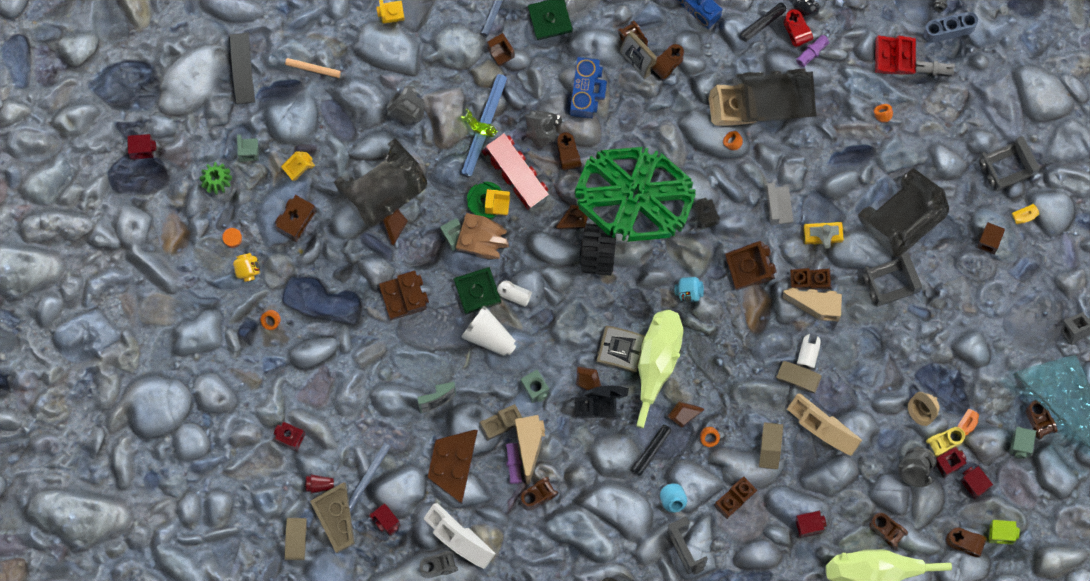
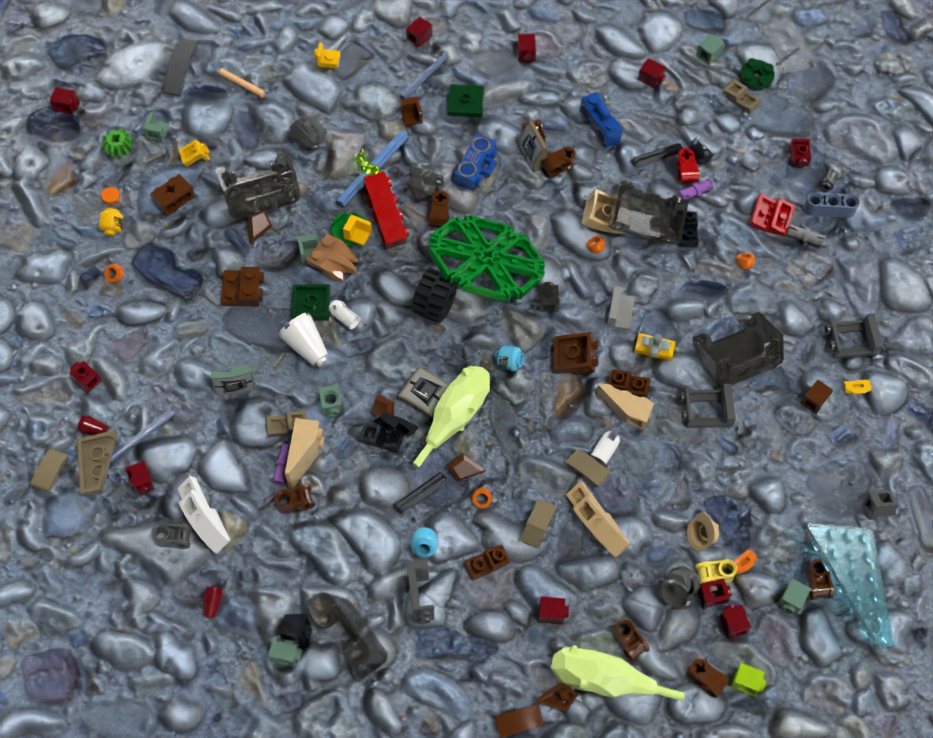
camera: 15 degrees right, 10 degrees down
(452, 463) = (226, 446): reddish brown wing -> none
(573, 219) = (421, 266): reddish brown piece -> none
(822, 102) = (690, 233): none -> black slope

